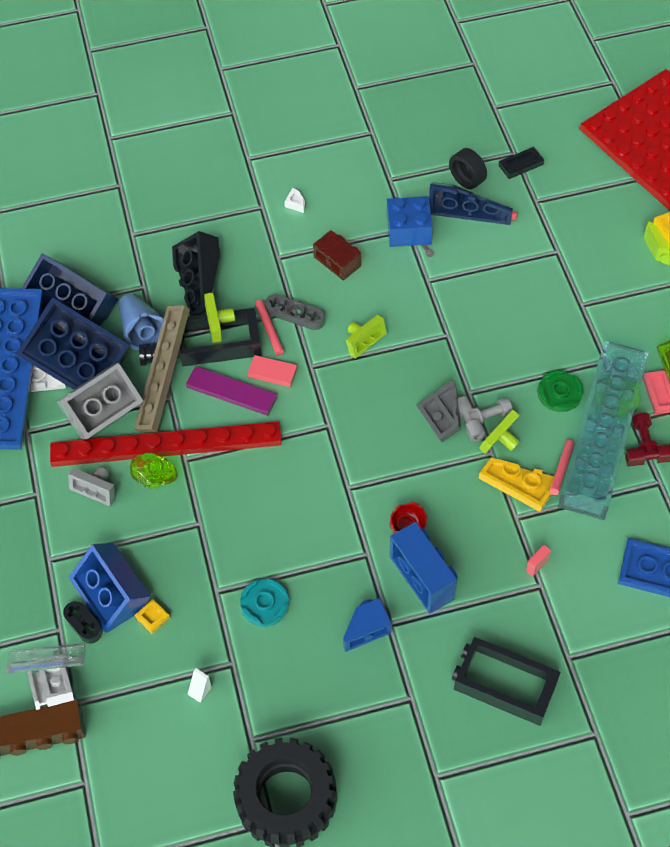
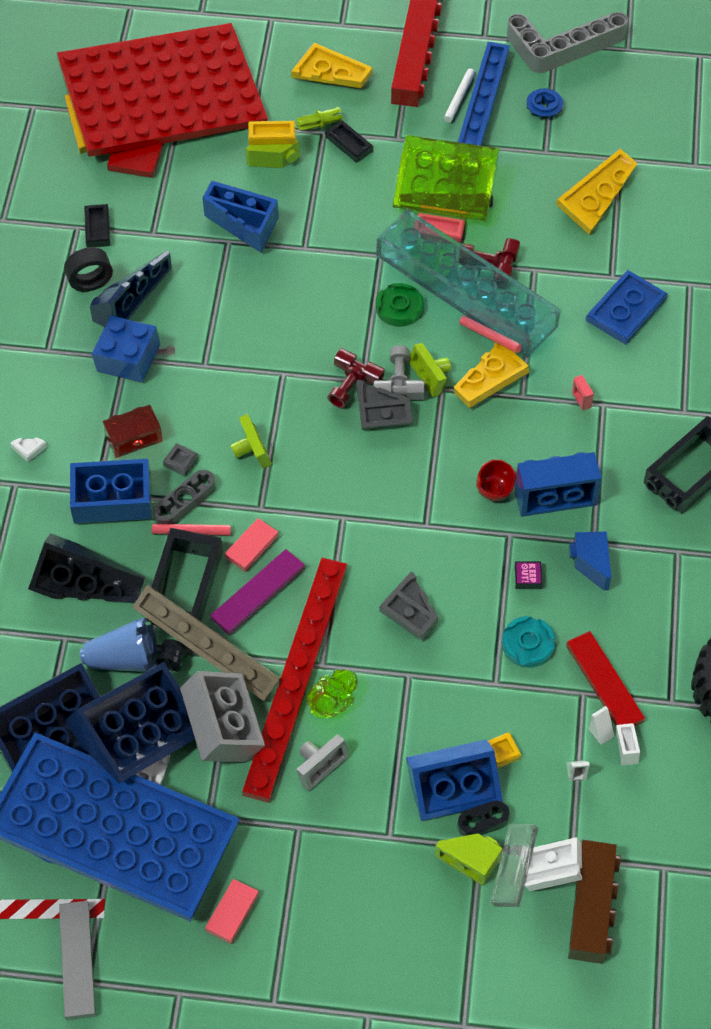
camera: 70 degrees left, 0 degrees up
(42, 624) = (470, 855): none -> lime slope
(153, 678) = (577, 770): none -> white piece
(190, 712) = (628, 744): none -> white piece
(216, 317) = (171, 565): lime tile -> none
(247, 676) = (604, 680): none -> red tile
(258, 501) = (410, 608): none -> dark grey wing
(273, 260) = (110, 491): none -> blue brick
(329, 297) = (180, 459): none -> dark grey tile
(330, 580) = (528, 575): none -> tile
(472, 382) = (354, 371): none -> dark red bar
(583, 246) = (241, 213): none -> blue wedge
(599, 163) = (136, 161): none -> red tile

